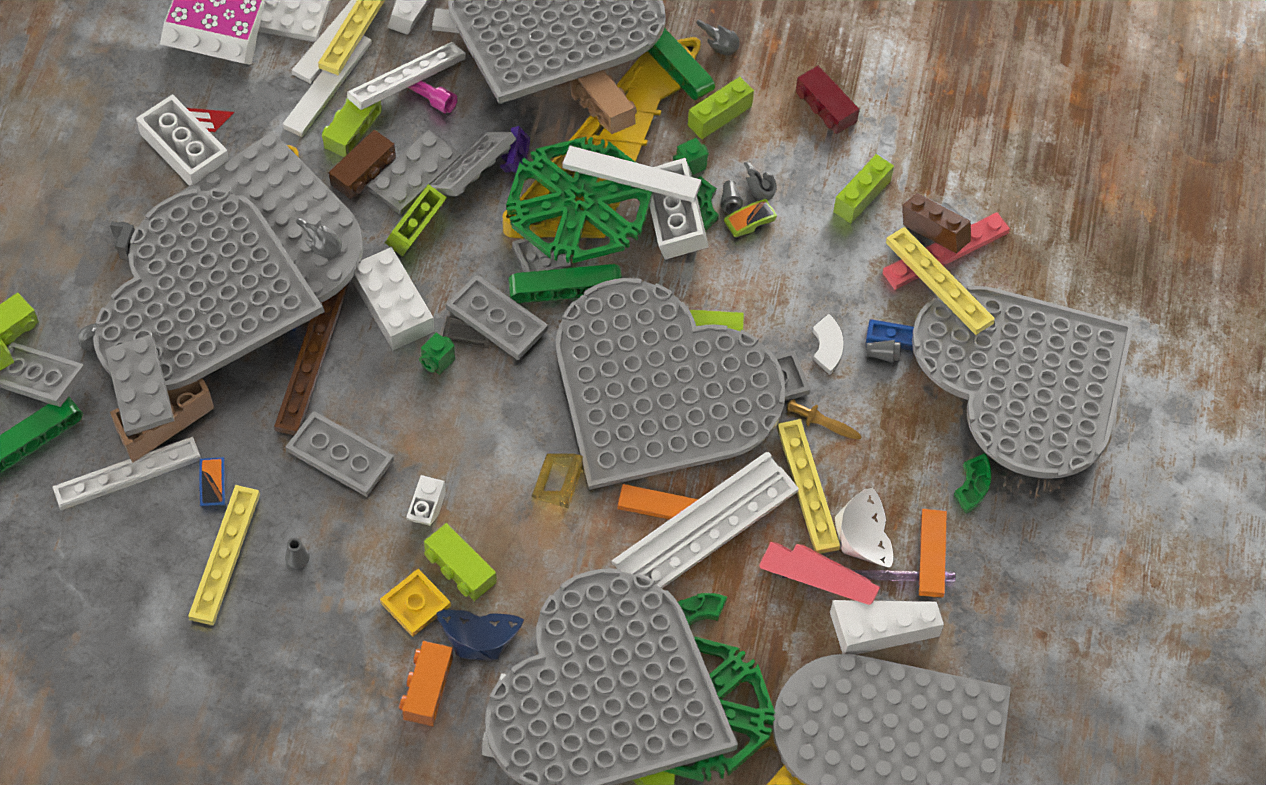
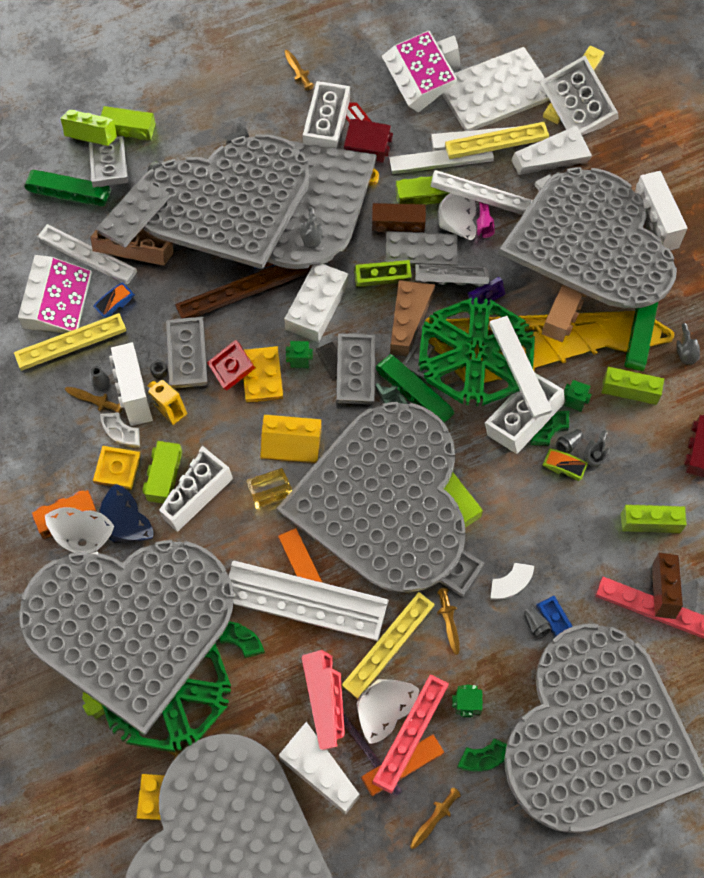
camera: 55 degrees right, 5 degrees up
(100, 131) = (301, 74): none -> pearl gold sword
(152, 535) = (54, 295): none -> slope
(244, 125) = (369, 138): none -> dark red brick
(320, 572) = (101, 402): none -> pearl gold sword
(332, 525) = (130, 384): none -> white wedge
(334, 500) = (156, 364): none -> dark grey axle
(372, 576) = (120, 432): none -> white tile
(382, 505) = (162, 396): none -> yellow torso
(395, 420) = (231, 365): none -> plate
(407, 119) = (455, 218): none -> white piece
(426, 403) = (264, 381): none -> yellow plate
(427, 500) = (187, 423): white slope -> none
(464, 671) = (78, 527): none -> white piece
(479, 229) = (410, 309): none -> medium nougat wedge
(505, 536) = (195, 489): none -> white wedge
(524, 424) = (290, 439): none -> yellow slope
(552, 309) = (390, 394): none -> sand green slope
(911, 523) = (410, 734): none -> coral plate
(914, 457) = (468, 701): none -> green brick
(940, 281) = (620, 621): light yellow plate -> none
(996, 551) = (440, 811): none -> pearl gold sword

